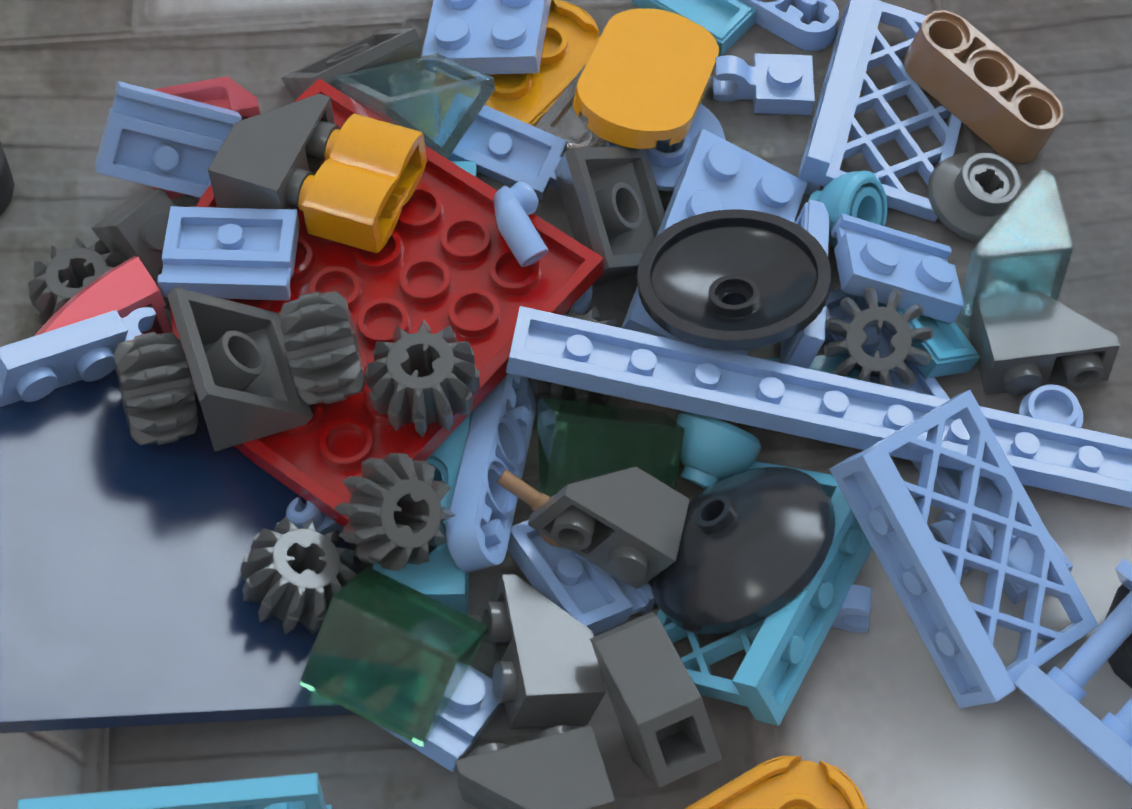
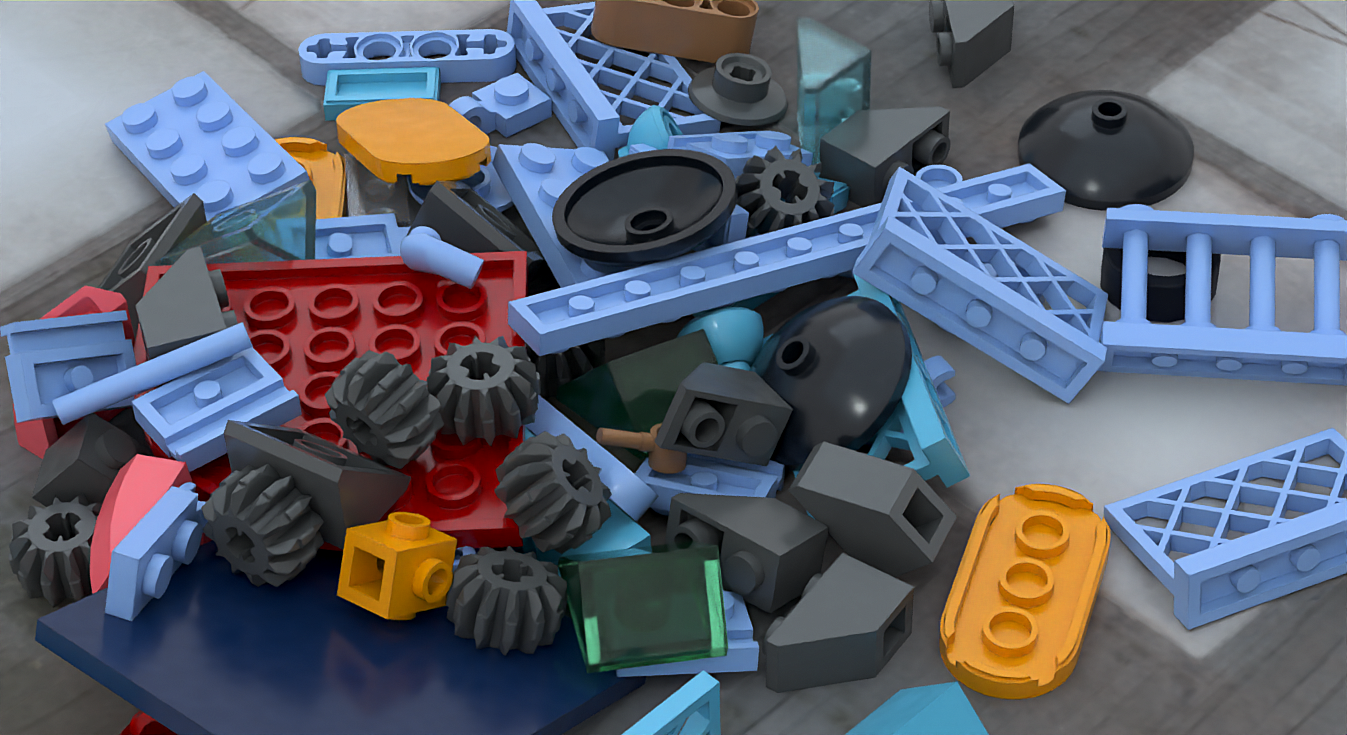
camera: 40 degrees left, 15 degrees down
(204, 192) = (152, 373): none -> light blue bar
(228, 492) = (397, 566): none -> light orange brick
(363, 182) = (282, 298): light orange brick -> none

